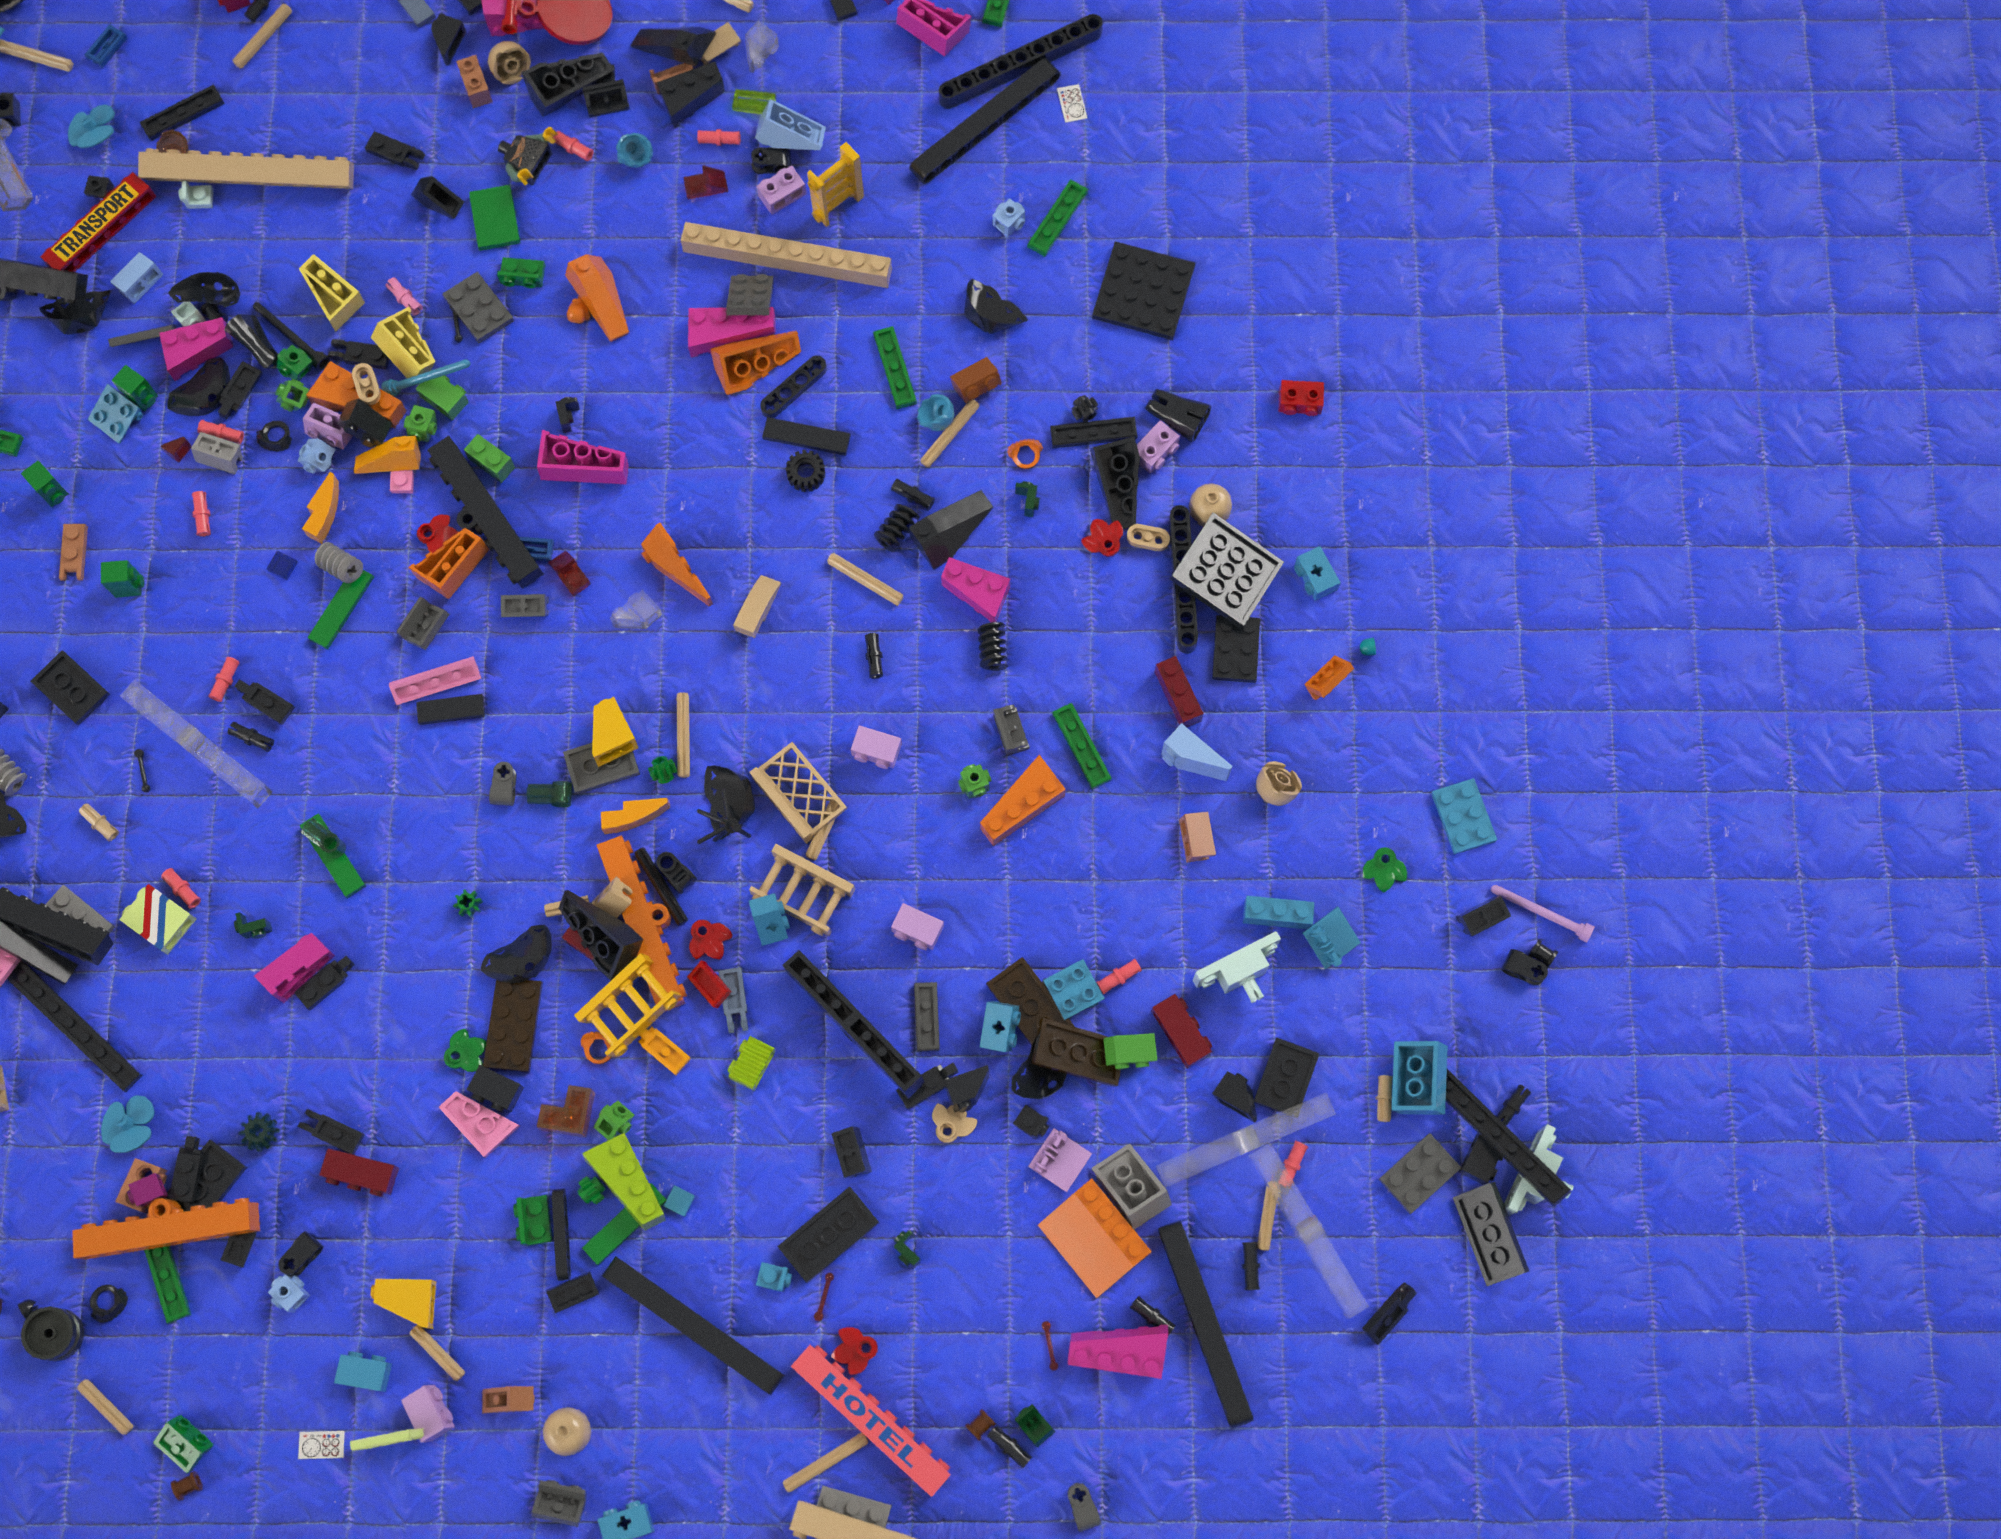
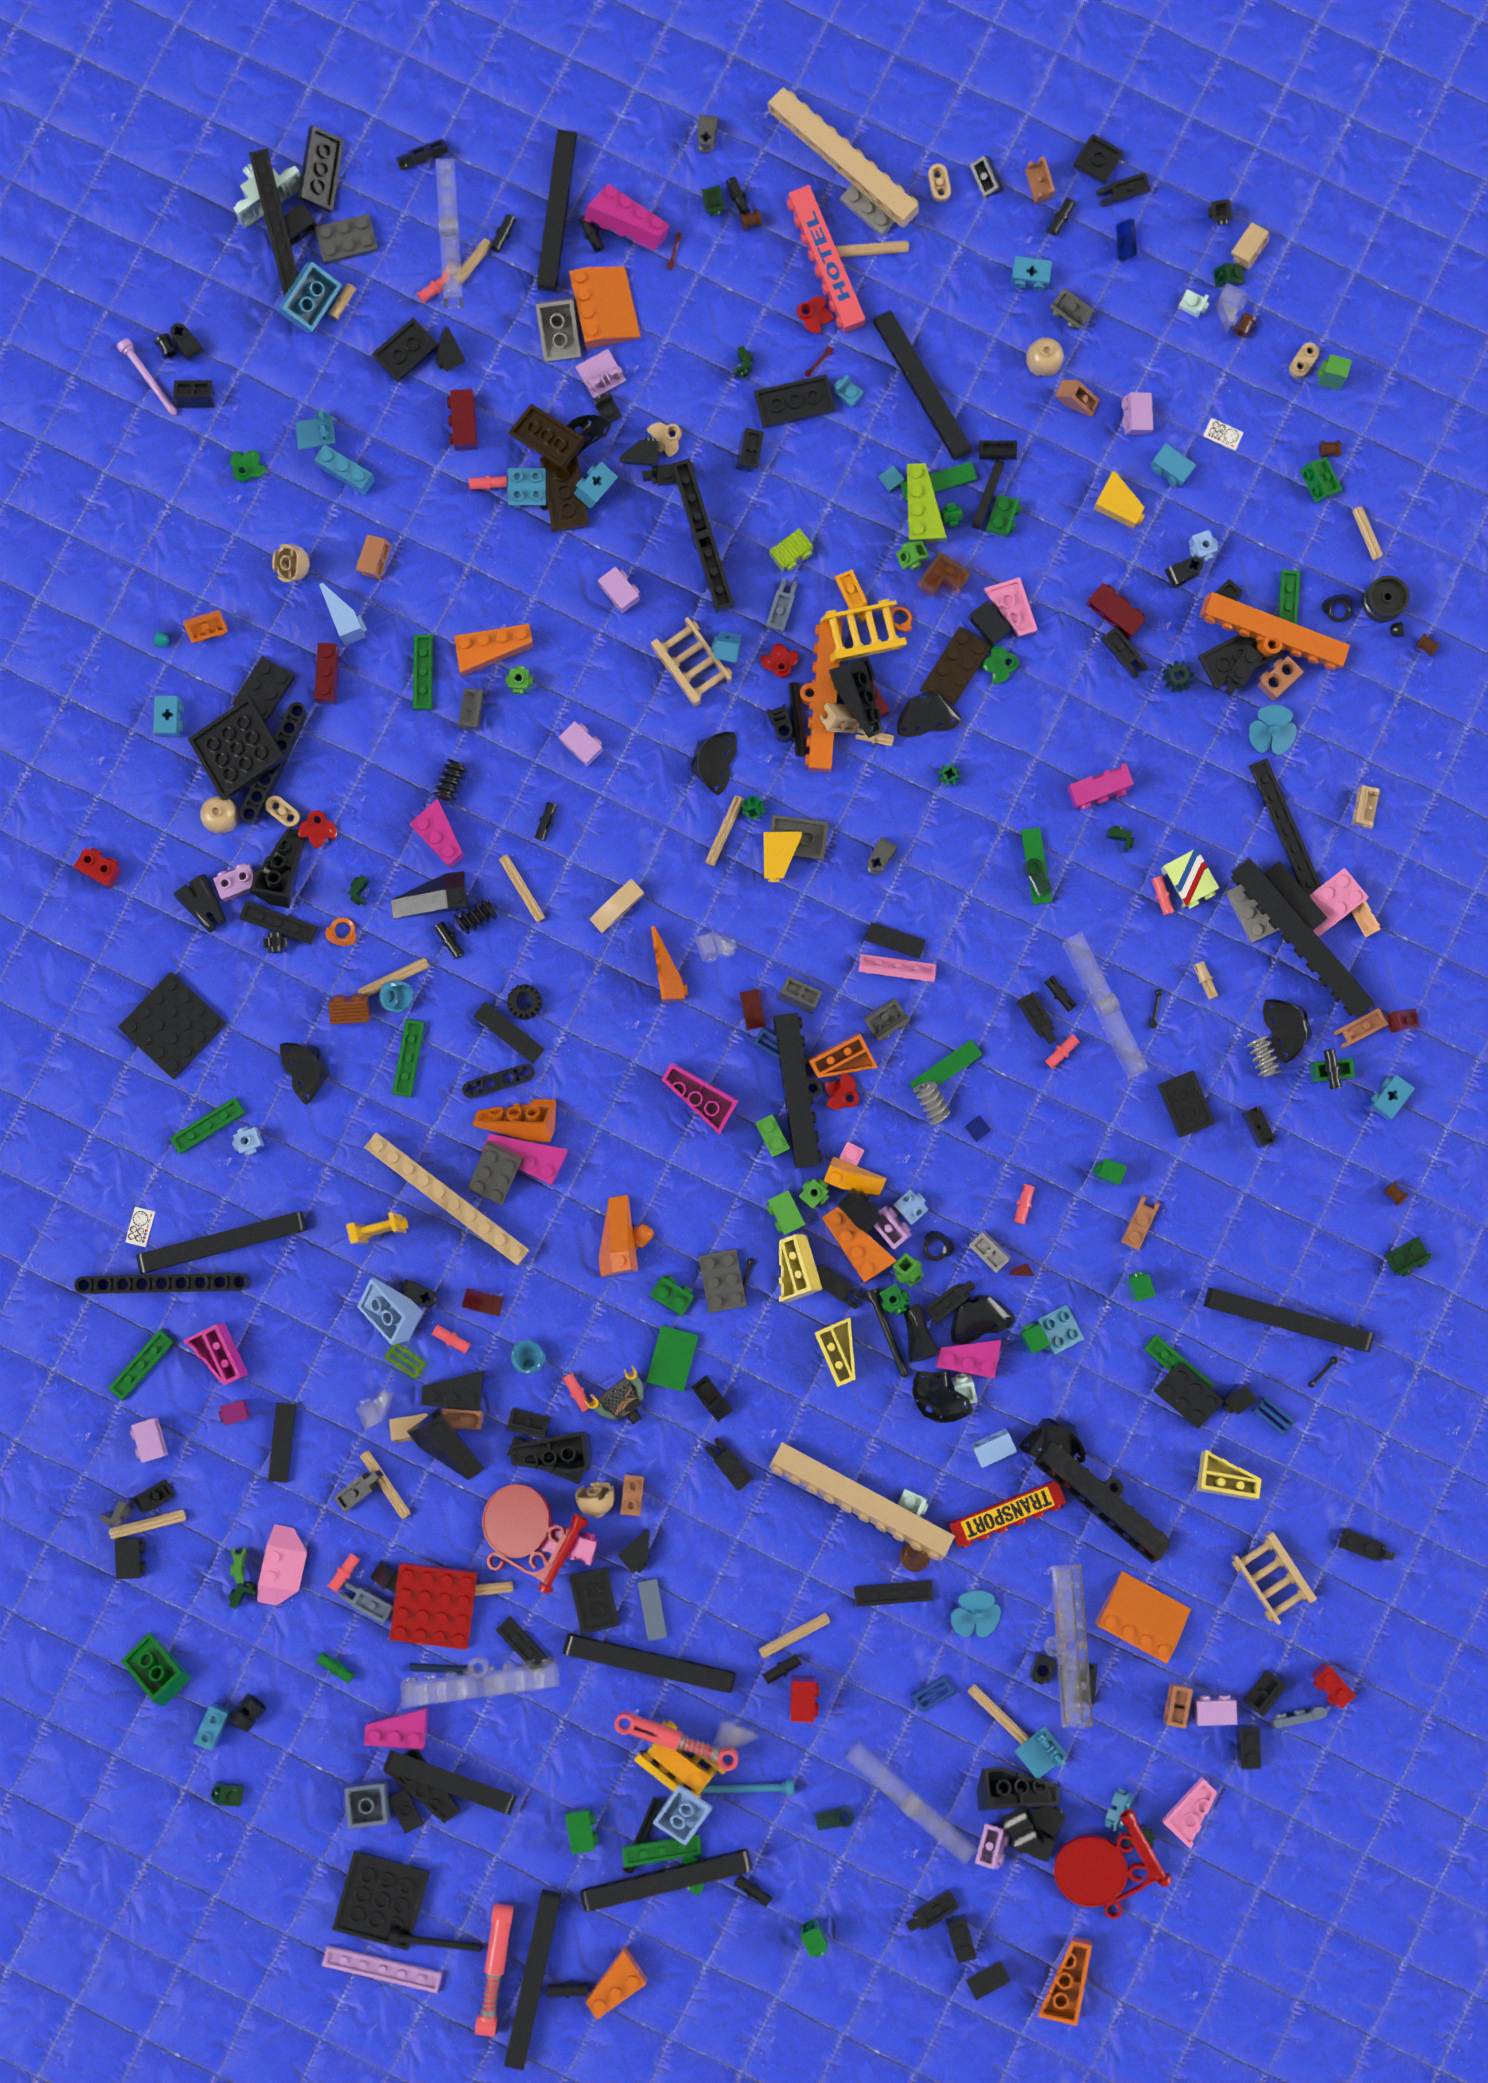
camera: 155 degrees left, 10 degrees up
(98, 186) = (992, 1546): black bracket -> none
(139, 336) = (1009, 1390): dark grey tile -> none
(146, 1190) = (1276, 664): magenta brick -> none
(221, 431) = (979, 1270): coral pin -> none
(322, 509) = (925, 1158): light orange slope -> none
(324, 982) = (1083, 769): black hinge -> none
(366, 385) = (843, 1240): tan plate -> none
(387, 1439) = (1174, 406): yellowish green tile -> none
(393, 387) = (823, 1239): dark azure piece -> none
(403, 296) = (779, 1320): bright pink pin -> none
(437, 1353) = (1113, 454): tan axle -> none
(556, 794) = (843, 829): piece -> none
(564, 410) = (694, 1144): black bracket -> none
(633, 814) = (791, 783): light orange slope -> none
(709, 984) = (795, 623): red tile -> none
(727, 824) = (724, 732): black plant -> none
(781, 189) = (422, 1262): lavender brick -> none
(781, 801) = (673, 734): tan fence -> none
(820, 837) = (652, 703): tan axle -> none
(926, 1016) = (645, 524): dark grey tile -> none
(1130, 1049) = (508, 421): bright green brick -> none
(1240, 968) = (395, 440): light aqua brick -> none
(1245, 1139) = (459, 316): clear hinge -> none
(1464, 816) = (164, 476): dark azure plate -> none
(1513, 1105) = (253, 251): black pin -> none

